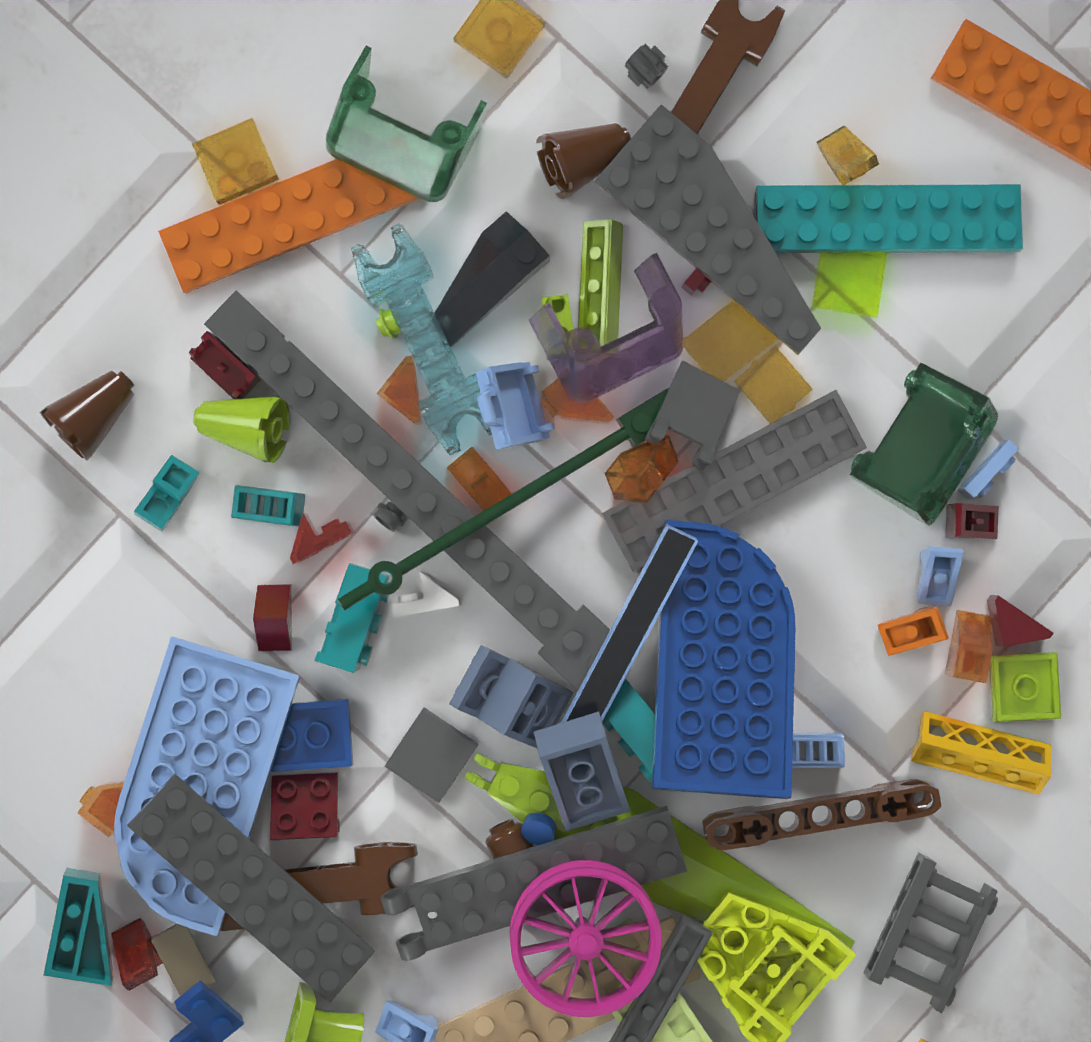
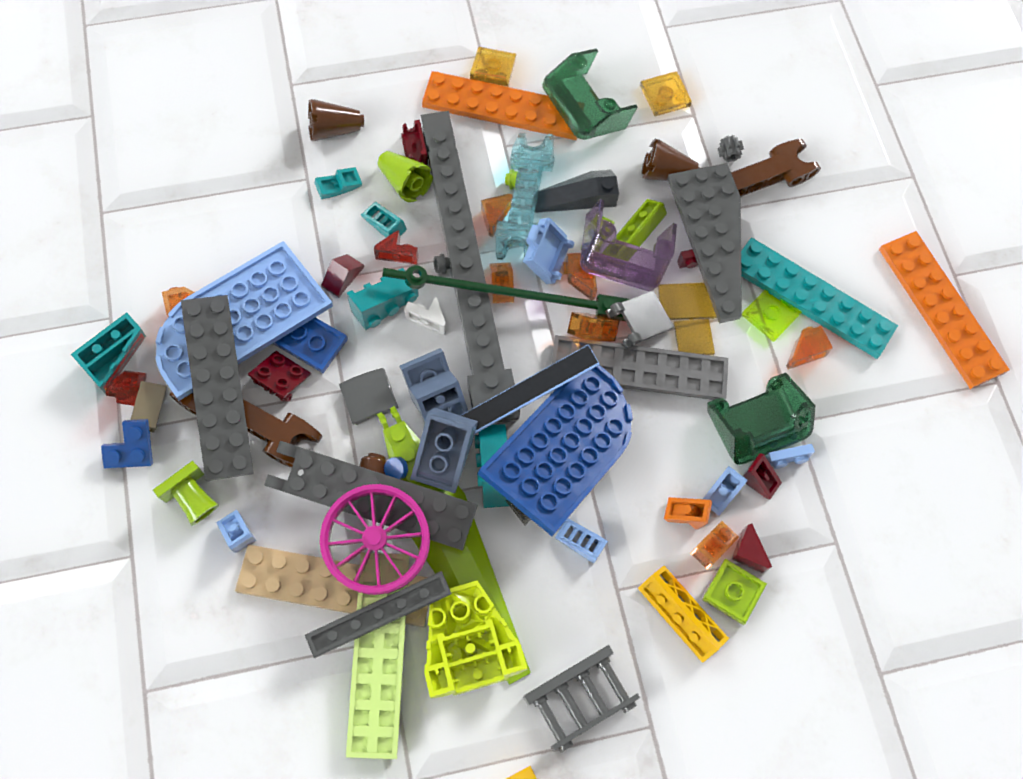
camera: 35 degrees right, 20 degrees down
(847, 155) = (810, 253): clear yellow slope -> none
(871, 800) = (617, 593): reddish brown piece -> none
(925, 300) = (809, 346): none -> clear orange slope

